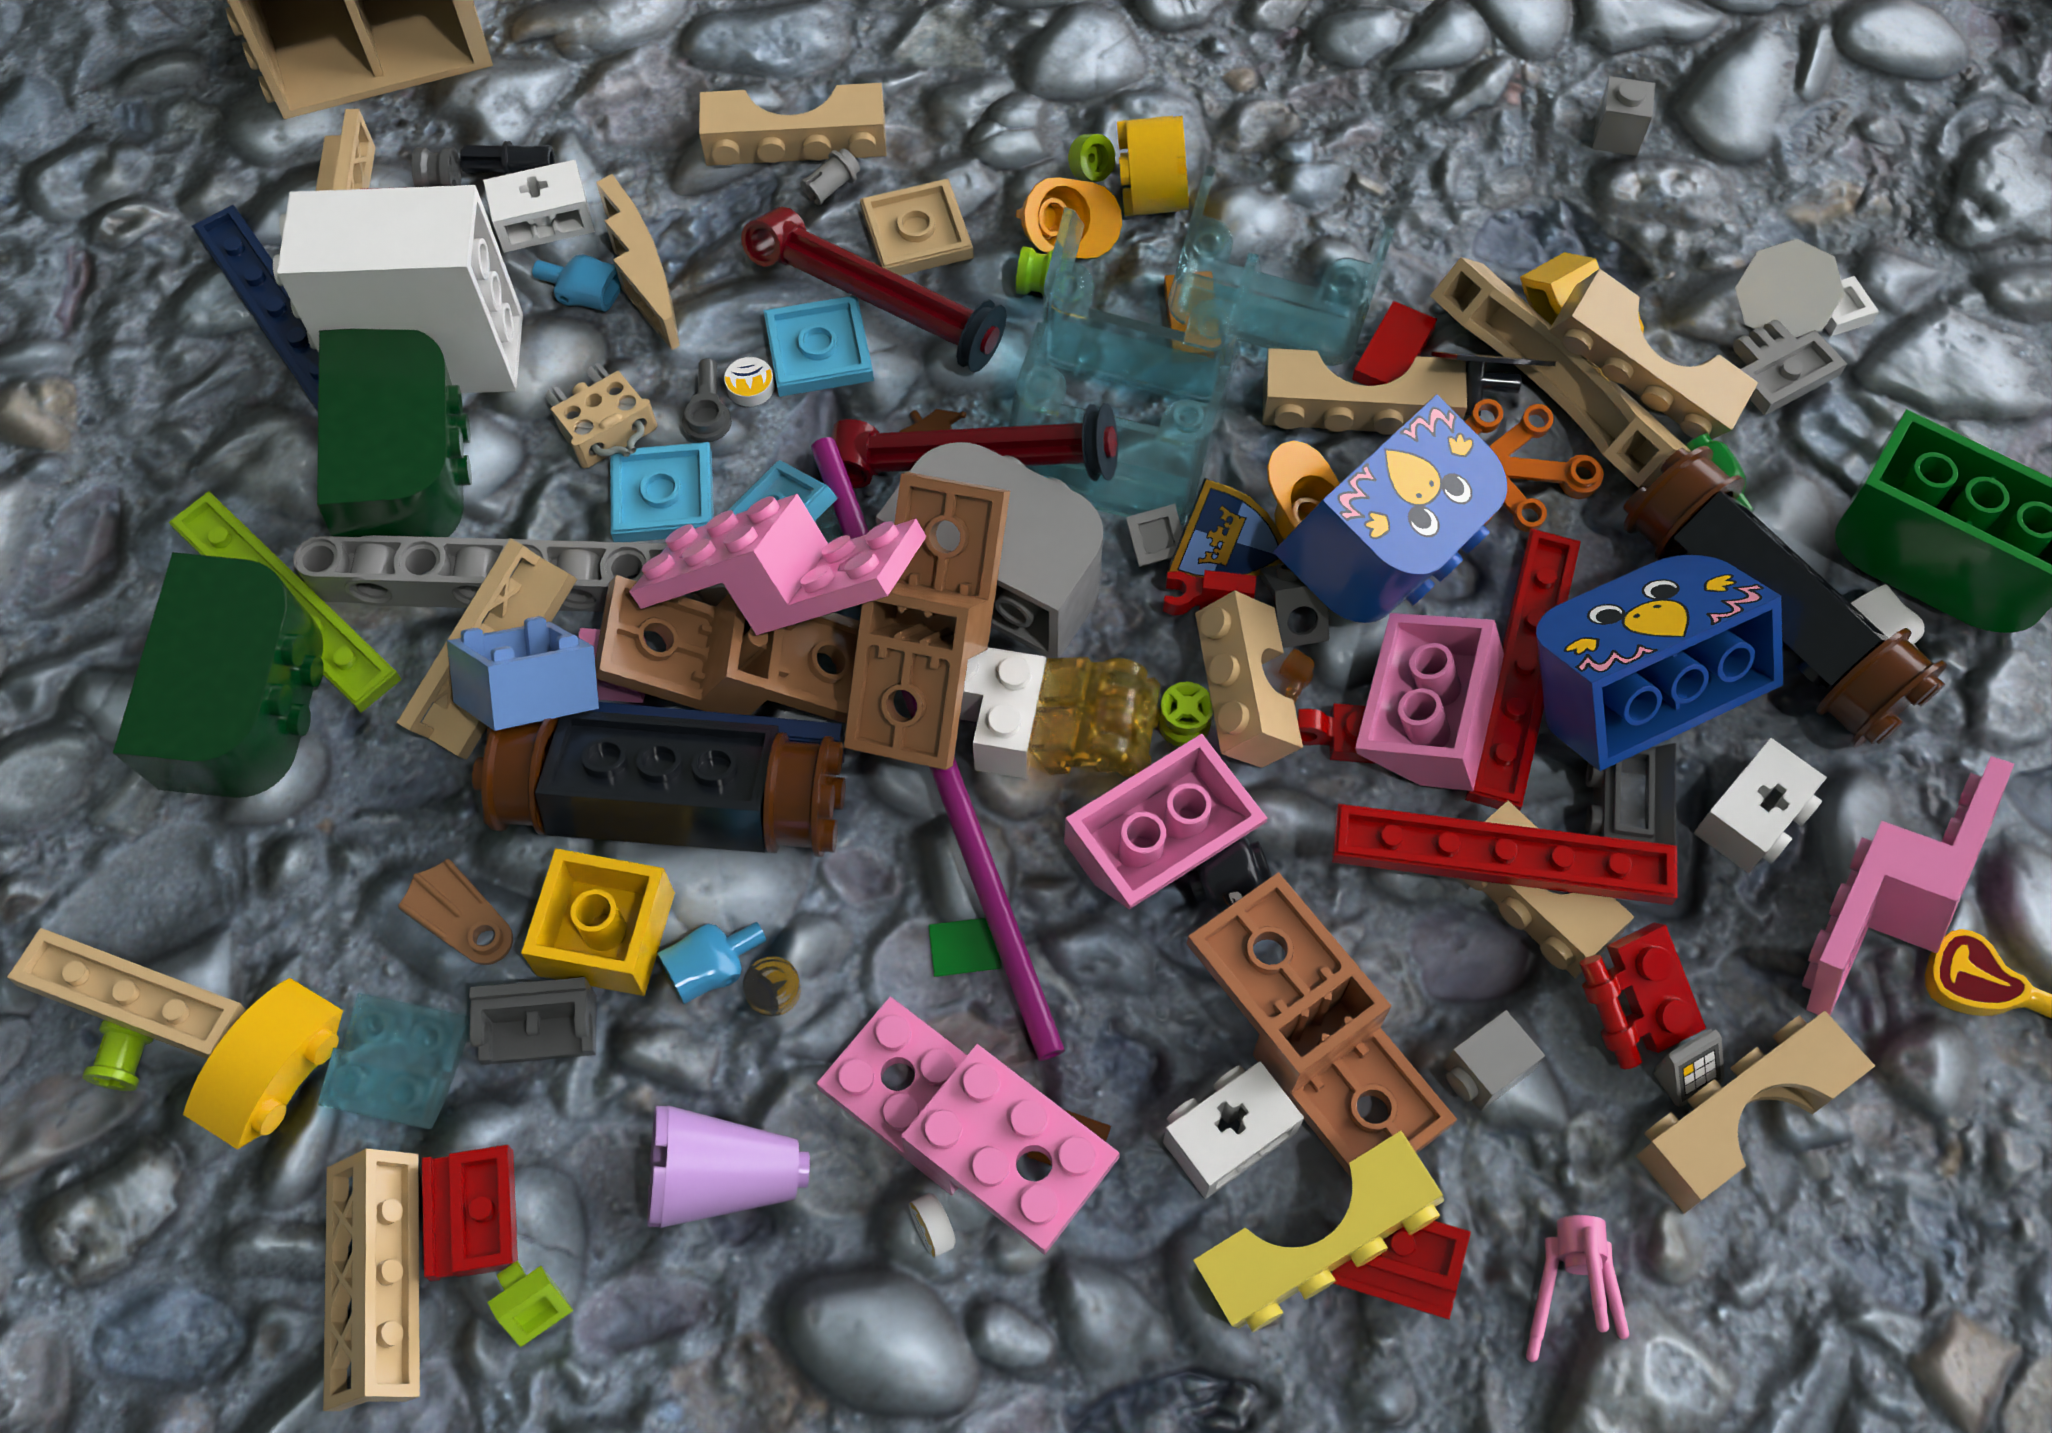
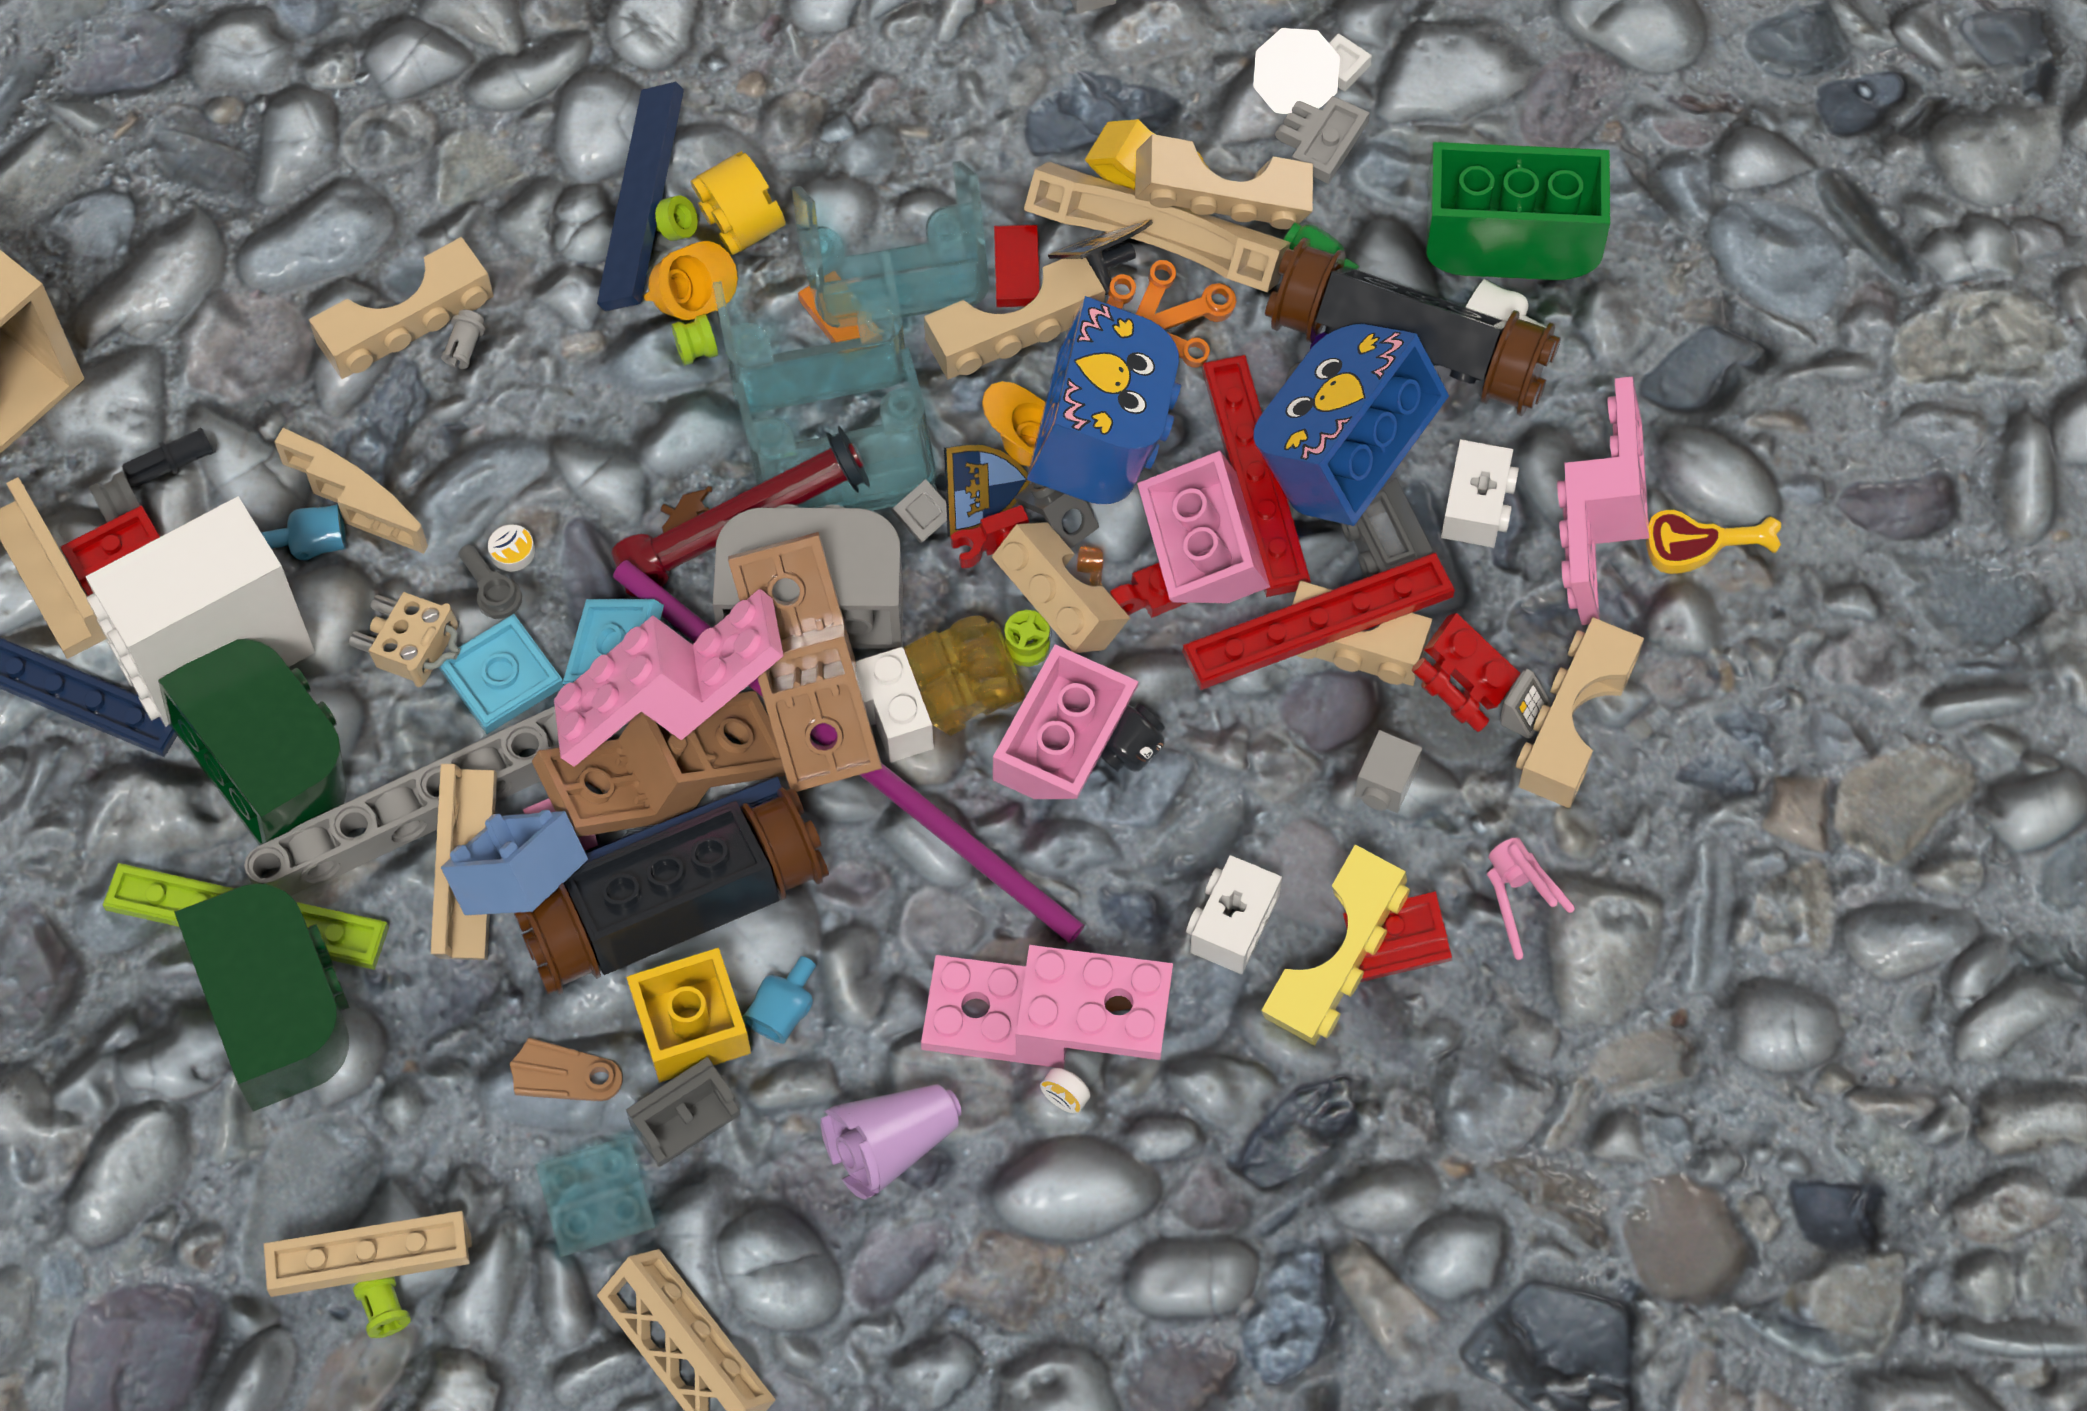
camera: 30 degrees left, 0 degrees up
(263, 1063) = (503, 1247): yellow brick -> none
(469, 1213) = (727, 1264): red plate -> none
(528, 1303) = (813, 1295): lime tile -> none
(538, 206) = (233, 470): white brick -> none
(772, 986) = (841, 996): clear smoke tile -> none
(784, 239) = (561, 416): dark red piece -> none
(818, 345) = (547, 489): medium azure tile -> none
(917, 228) = (563, 349): tan tile -> none
(963, 947) = (964, 894): green sticker -> none
(1078, 117) = (639, 196): none -> dark blue tile
(1317, 1023) = (1253, 806): nougat bracket -> none

